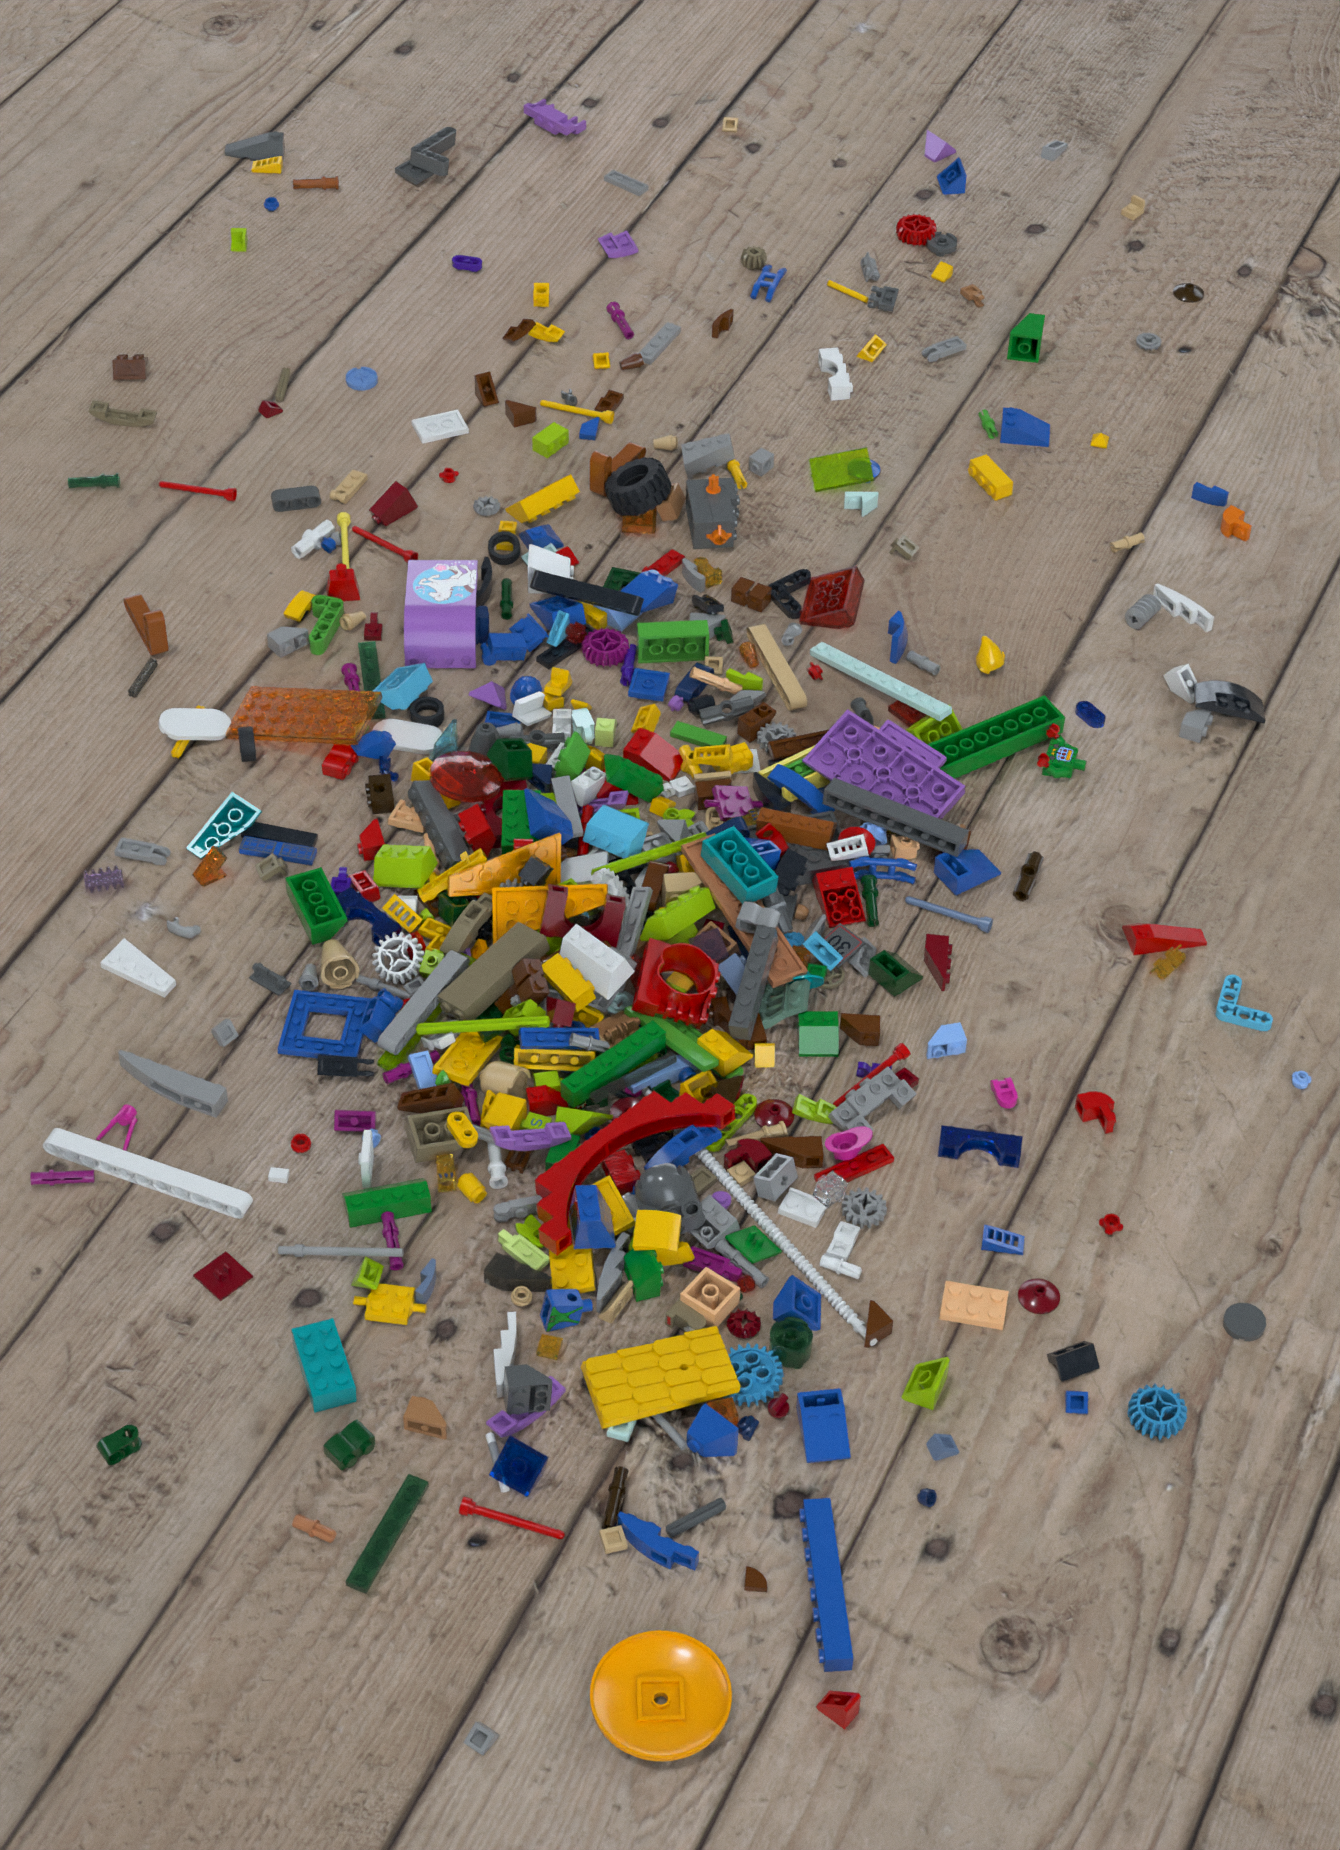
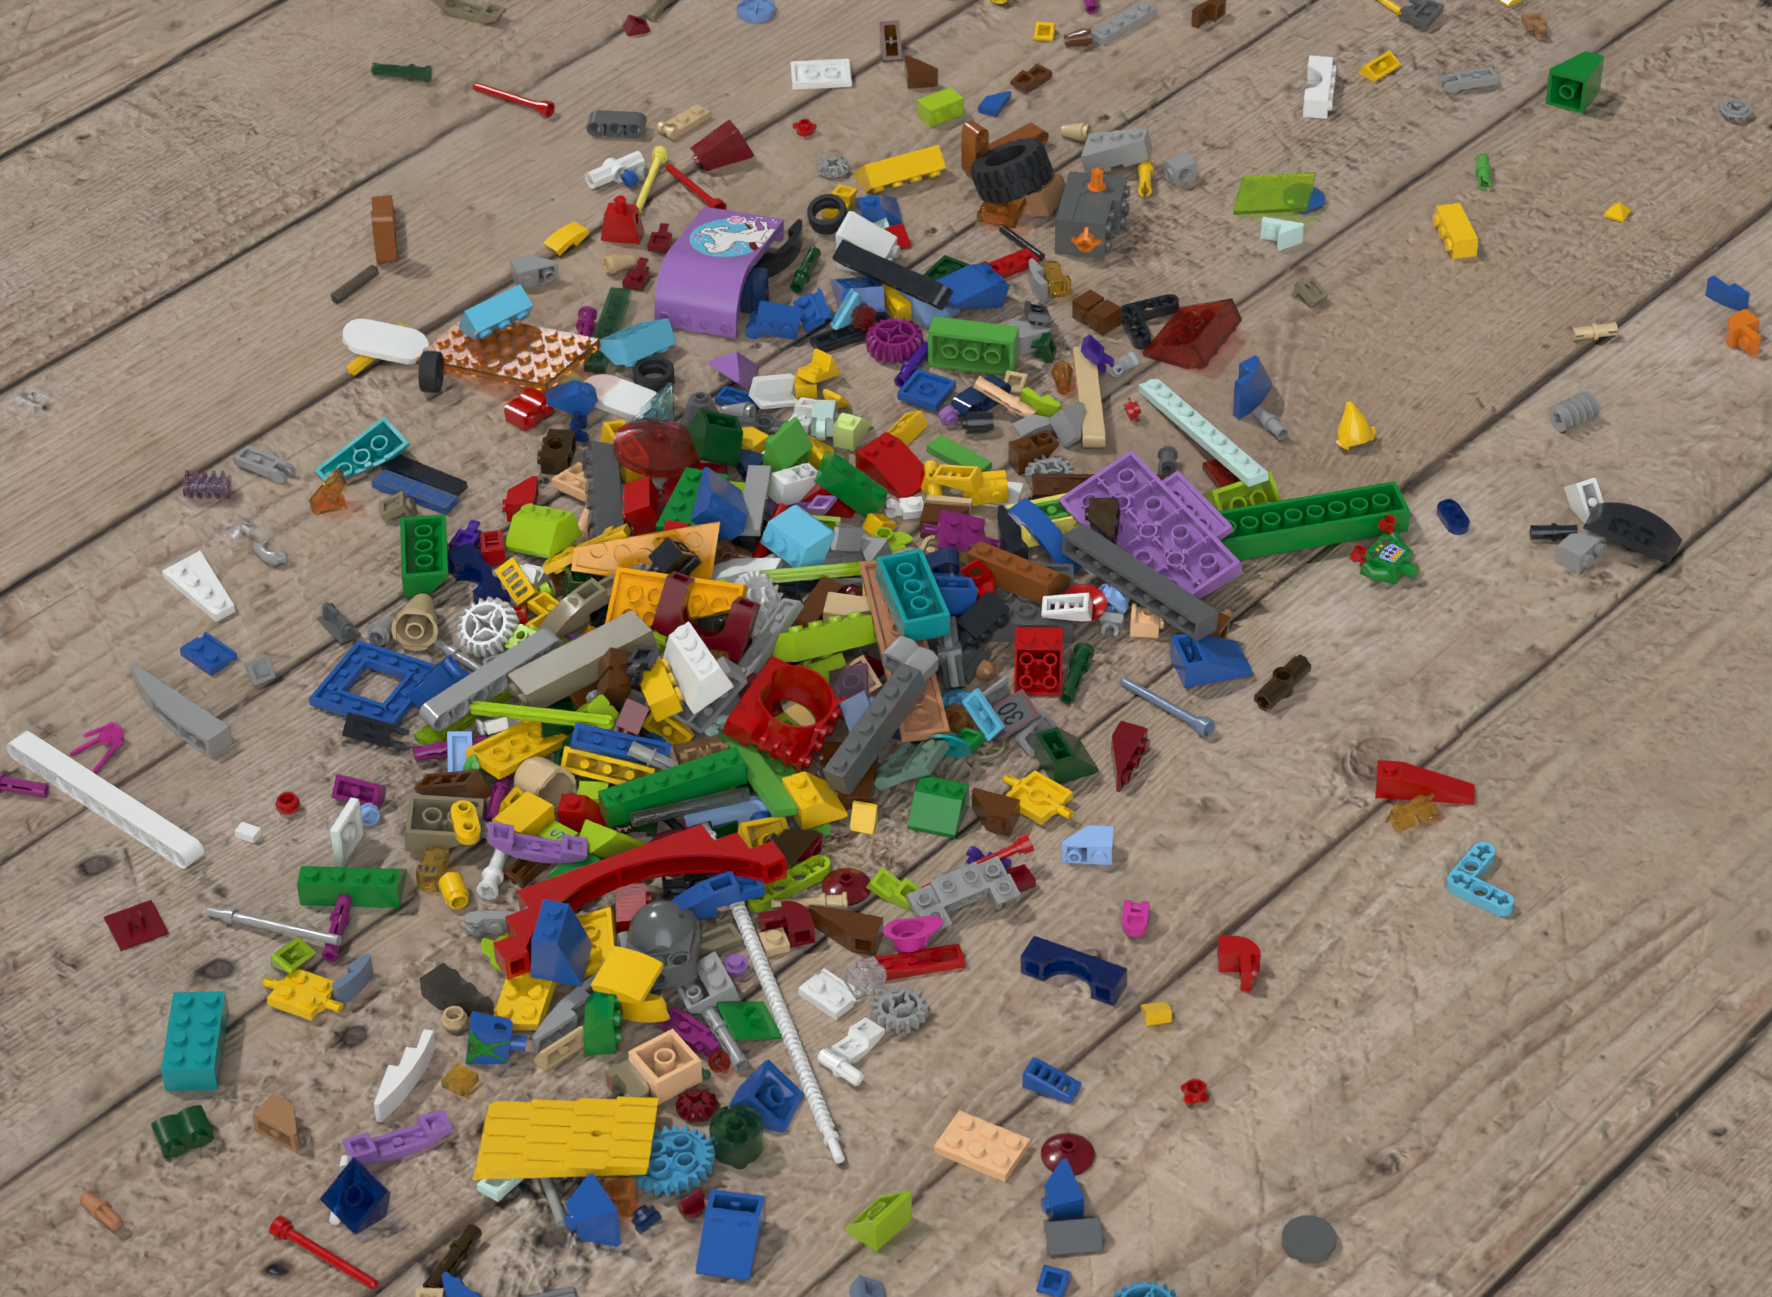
camera: 20 degrees right, 5 degrees down
(172, 1027) = (208, 654): none -> blue plate
(283, 685) = (496, 313): none -> medium azure slope
(329, 612) = (585, 263): bright green beam -> none
(378, 594) = (661, 240): none -> dark red plate
(387, 1533) = (178, 1235): clear green plate -> none
(523, 1250) = (479, 970): yellowish green hinge -> none
(524, 687) = (779, 364): blue piece -> none
(526, 1390) = (399, 1115): dark grey slope -> none
(551, 964) = (641, 659): none -> black plate
(569, 398) = (986, 67): dark grey arm -> none
(606, 416) = (1020, 92): yellow piece -> none
(655, 821) = (847, 538): none -> light grey slope
(663, 544) = (1020, 241): none -> black bar
(715, 713) = (989, 434): dark grey piece -> none
(769, 629) = (1095, 352): none -> dark purple plate
(774, 693) = (1068, 424): none -> light grey slope
(775, 1177) = (808, 951): light grey brick -> none
(847, 769) = (1104, 517): none -> dark brown slope
(878, 1324) = (849, 1140): reddish brown slope -> none
(891, 863) = (1116, 634): blue piece -> none
(891, 1007) = (1040, 797): none -> yellow plate
(1023, 428) = (1524, 183): blue slope -> none
(1054, 1166) = (1156, 1013): none -> yellow slope
(1054, 1330) = (1062, 1194): none -> blue slope
(1168, 712) = (1552, 531): none -> black pin
(1180, 605) = (1627, 413): white slope -> none
(1300, 1079) = (1518, 979): light blue plate -> none

